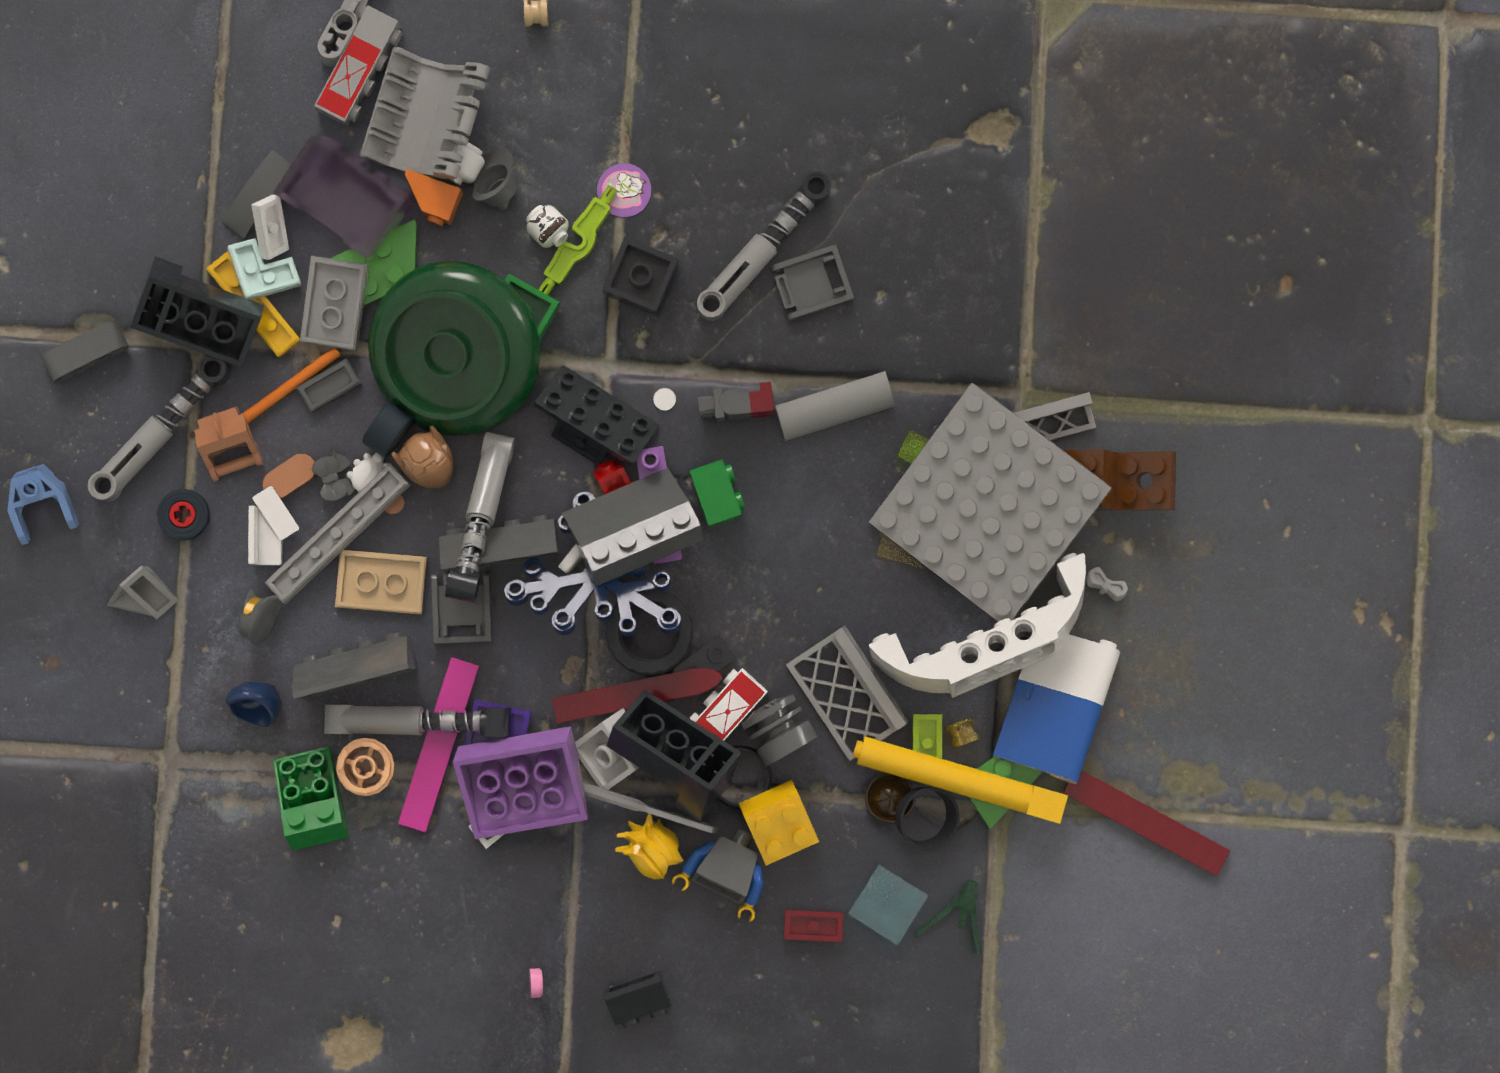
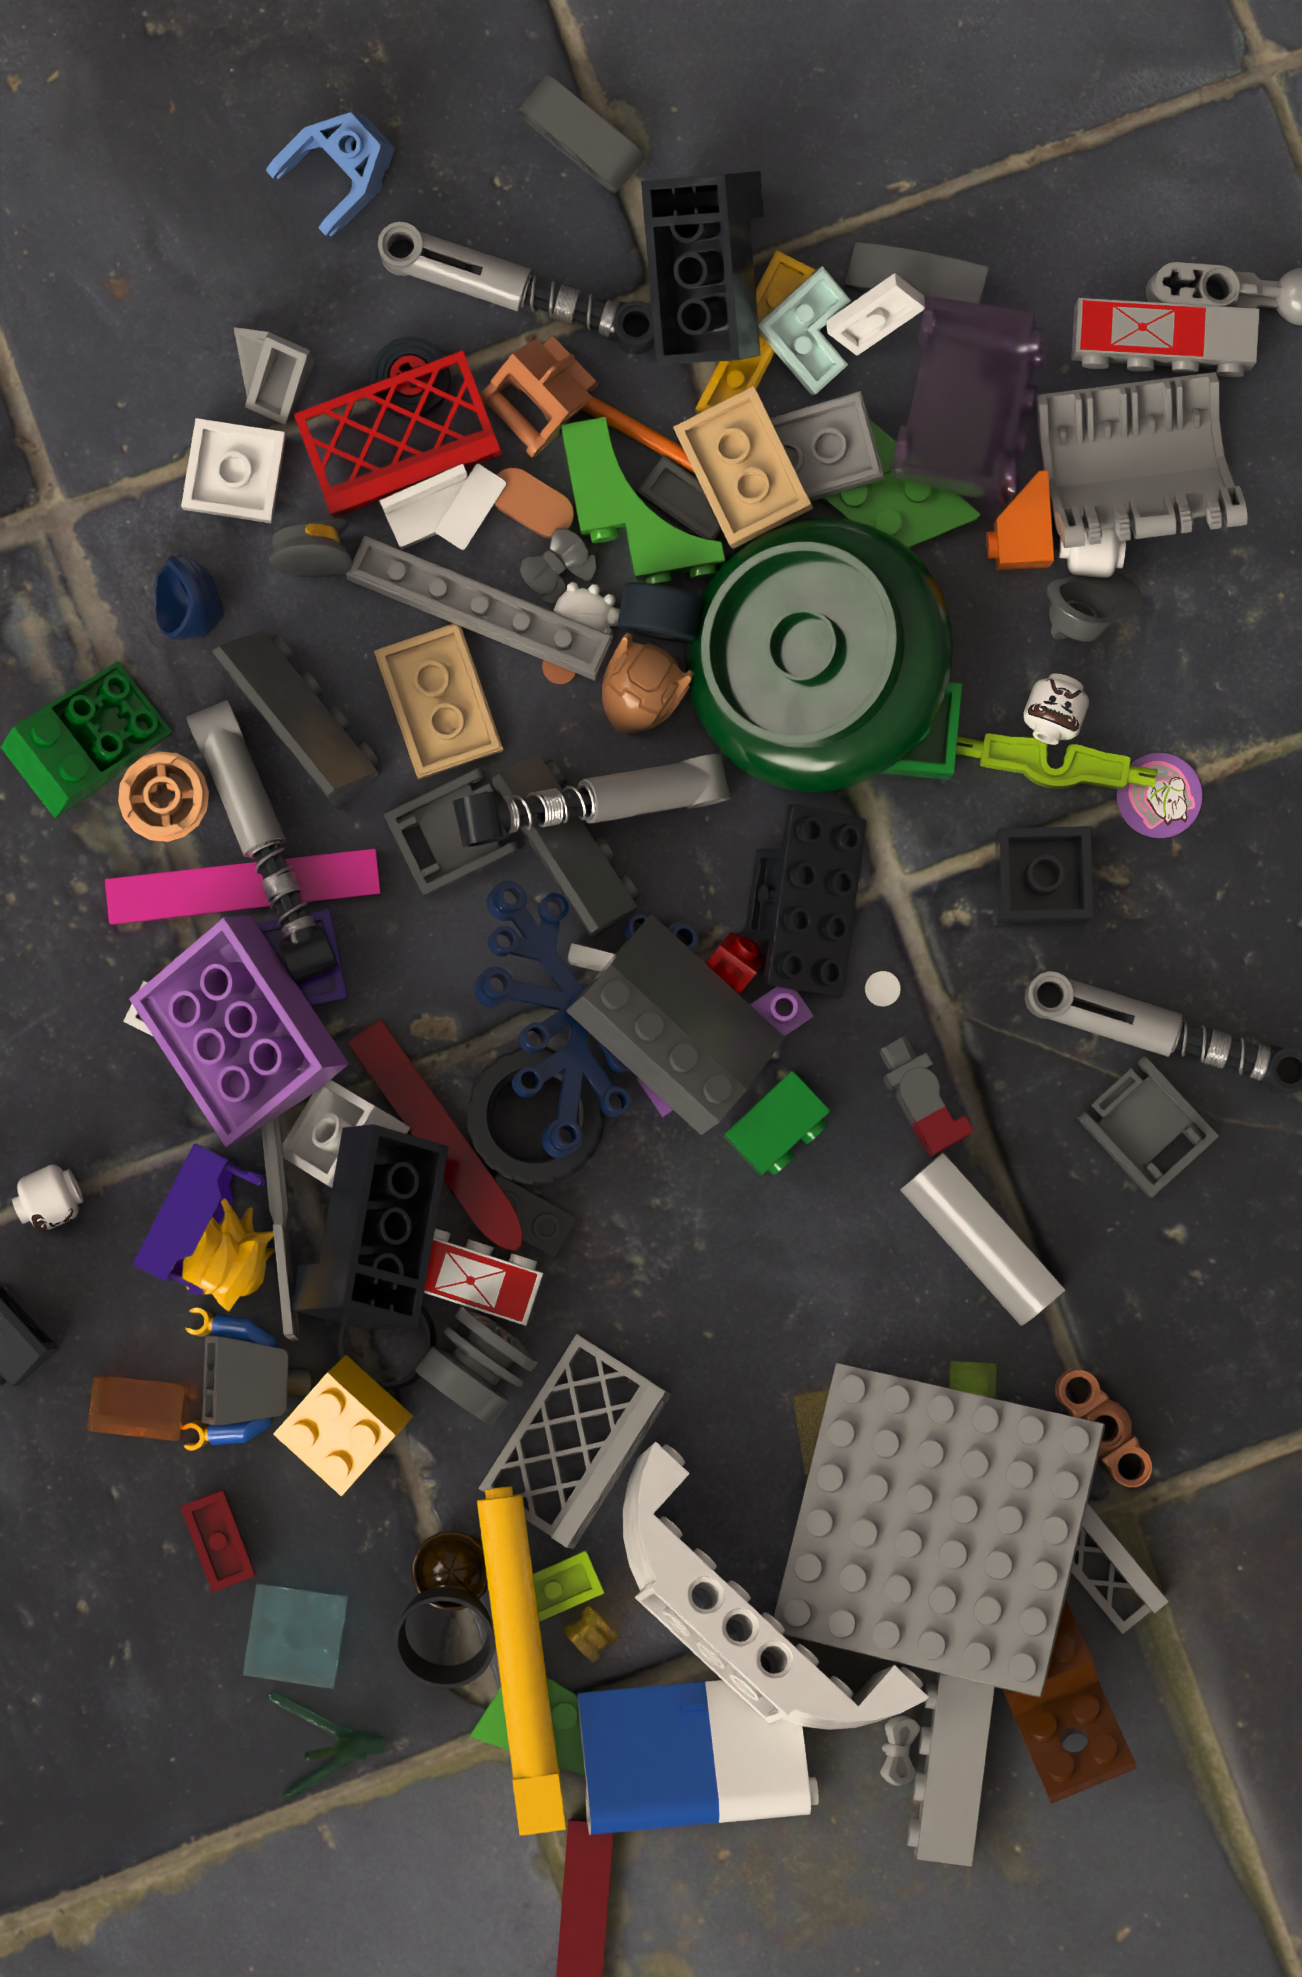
camera: 70 degrees right, 0 degrees up
(191, 642) = (233, 470): none -> white plate
(238, 543) = (402, 474): none -> red fence
(311, 431) = (610, 505): none -> bright green arch
(325, 343) = (743, 467): none -> tan plate
(569, 938) = (48, 1197): none -> white head
(617, 858) = (188, 1211): none -> dark purple piece
(715, 938) = (138, 1408): none -> clear orange panel
(986, 379) = (1122, 1440): none -> nougat piece
(1130, 558) = (953, 1770): none -> light grey brick

